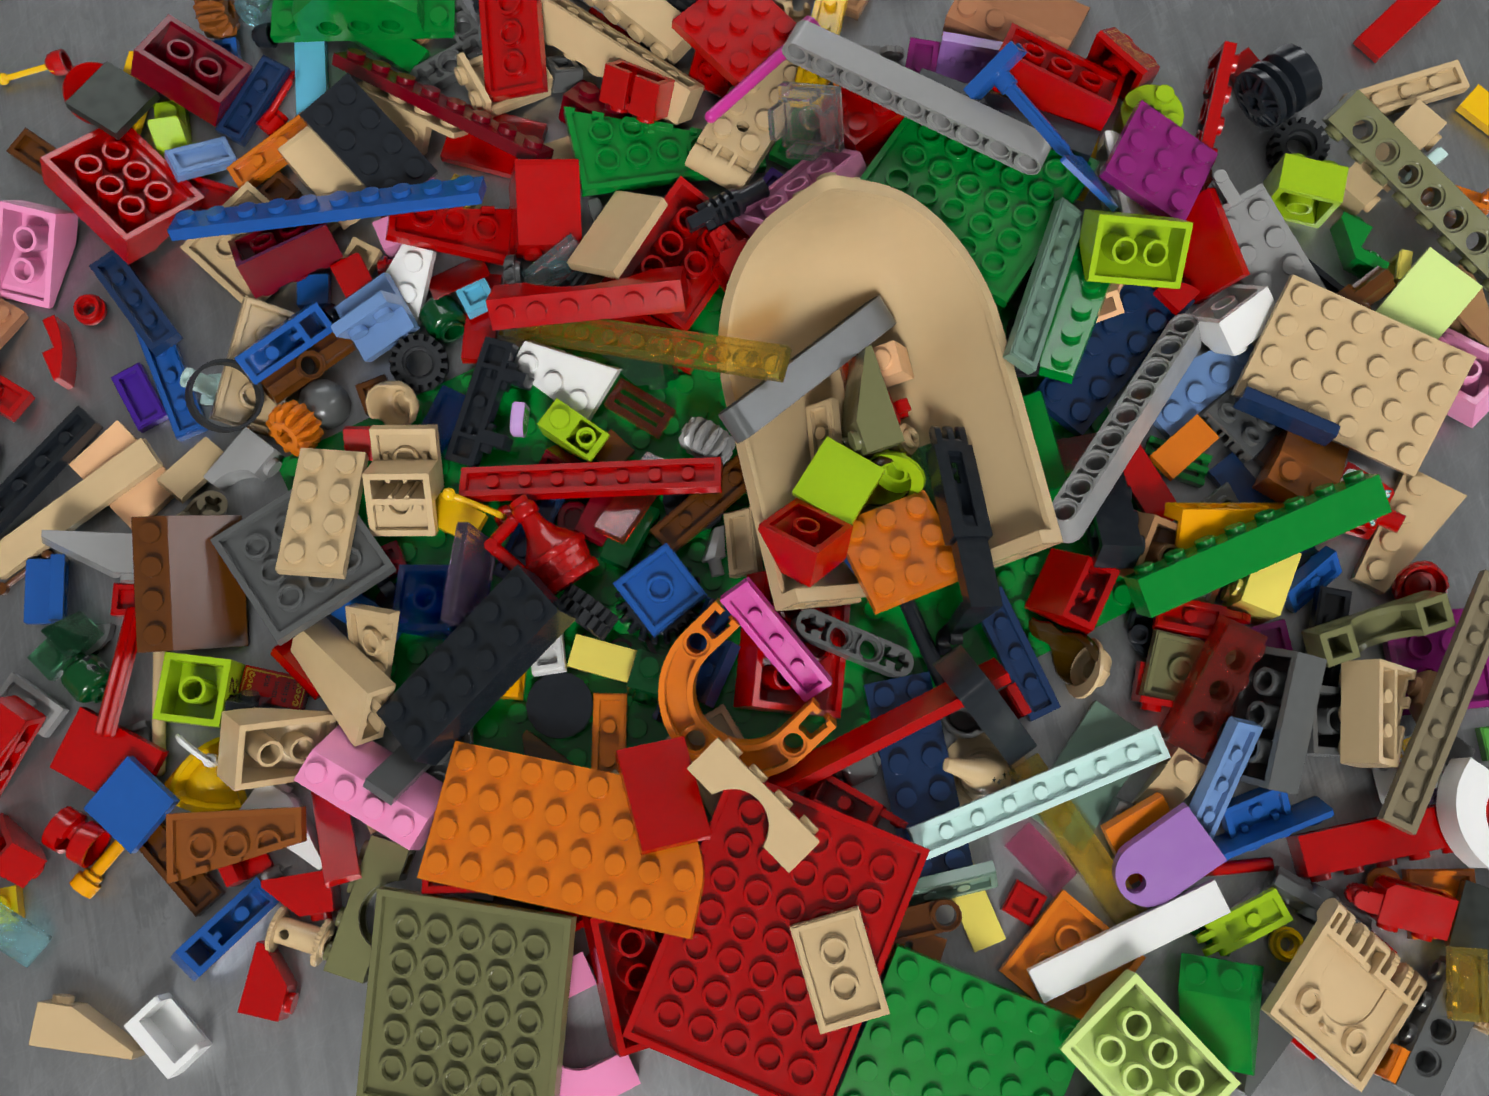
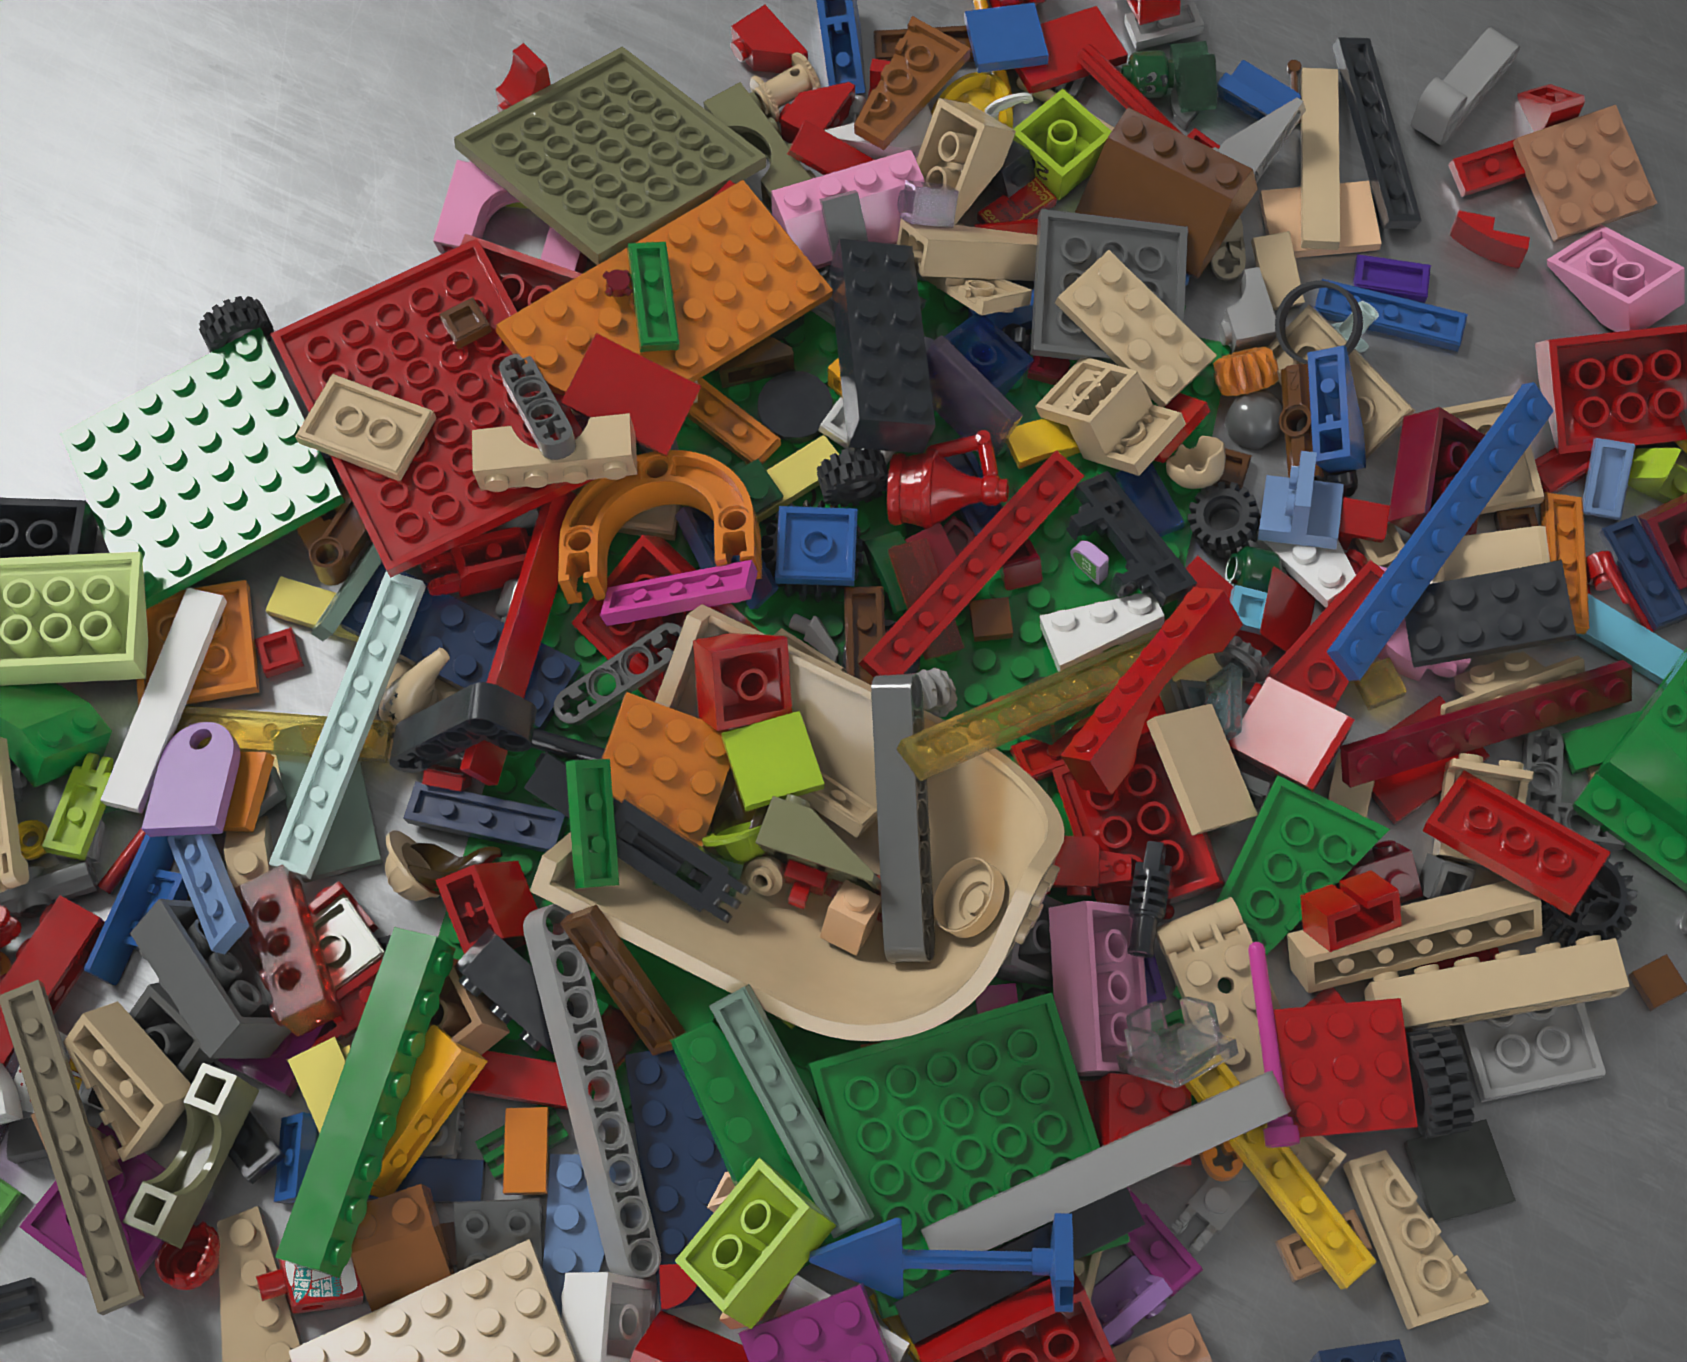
camera: 130 degrees right, 10 degrees down
(84, 304) = (1518, 282): red plate -> none
(136, 302) = (1486, 325): dark blue plate -> none
(314, 289) = (1377, 485): blue tile -> none
(330, 729) = (928, 204): none -> clear purple brick
(499, 514) = (1061, 439): yellow hinge -> none
(572, 431) = (1035, 591): lime slope -> none
(572, 848) = (653, 296): none -> green tile
(584, 880) = (617, 283): none -> dark red piece
(662, 422) = (982, 688): clear red tile -> none
(700, 973) = (465, 323): none -> reddish brown tile
(731, 845) = (538, 405): none -> dark grey beam
(822, 296) = (969, 897): none -> tan piece
(989, 538) = (592, 823): none -> green plate
(1040, 859) = (298, 694): clear pink tile -> none
(1055, 451) = (623, 978): none -> reddish brown tile
(1286, 416) = (449, 1268): dark blue tile -> none

